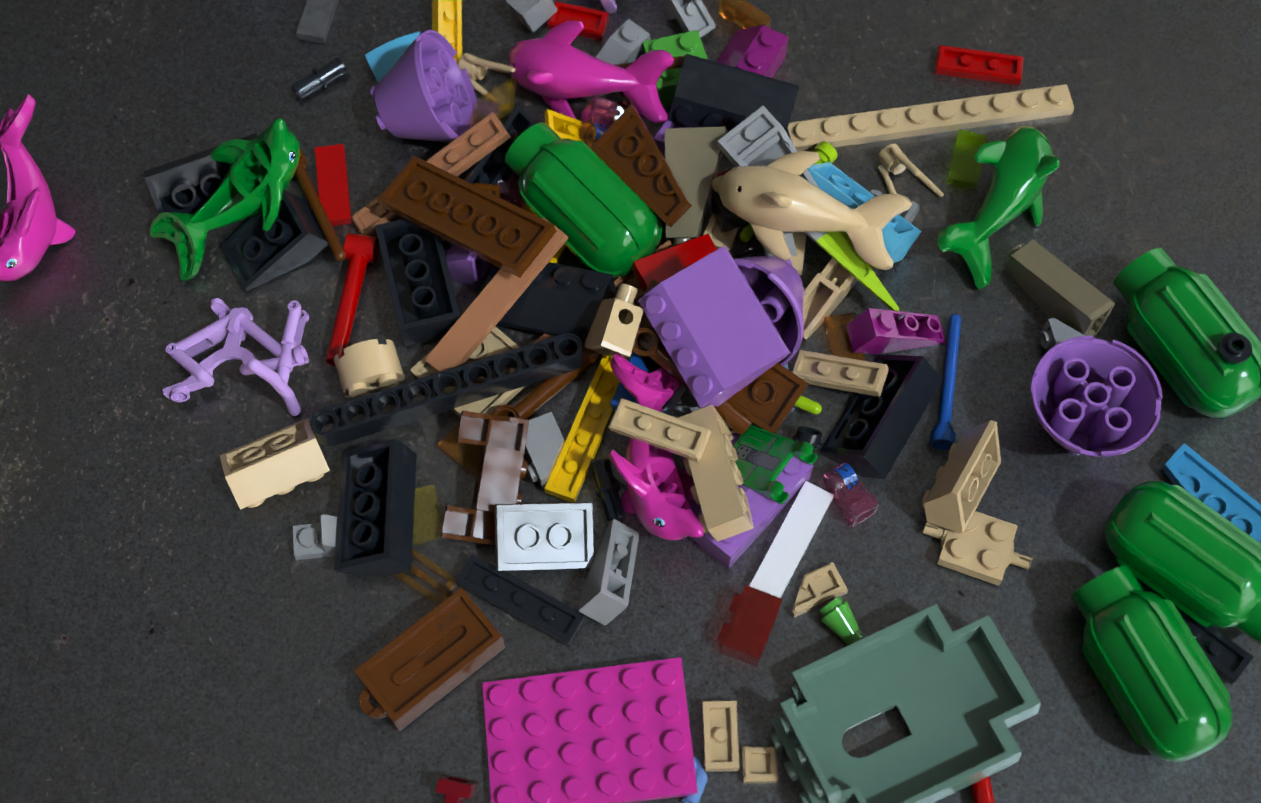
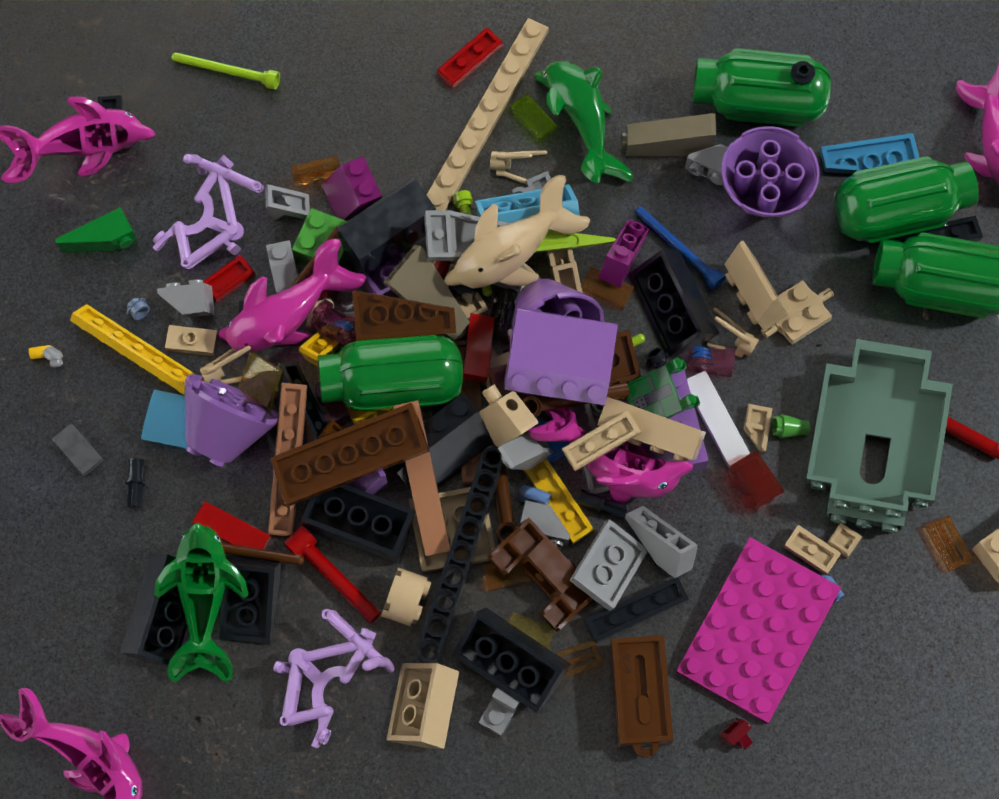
camera: 55 degrees left, 5 degrees up
(492, 31) = (191, 340): none -> tan plate
(564, 414) = (530, 493): none -> medium blue arm
(593, 371) = (524, 452): none -> light grey slope
(841, 372) = (633, 302): tan tile -> none
(896, 514) = (744, 342): none -> tan plant

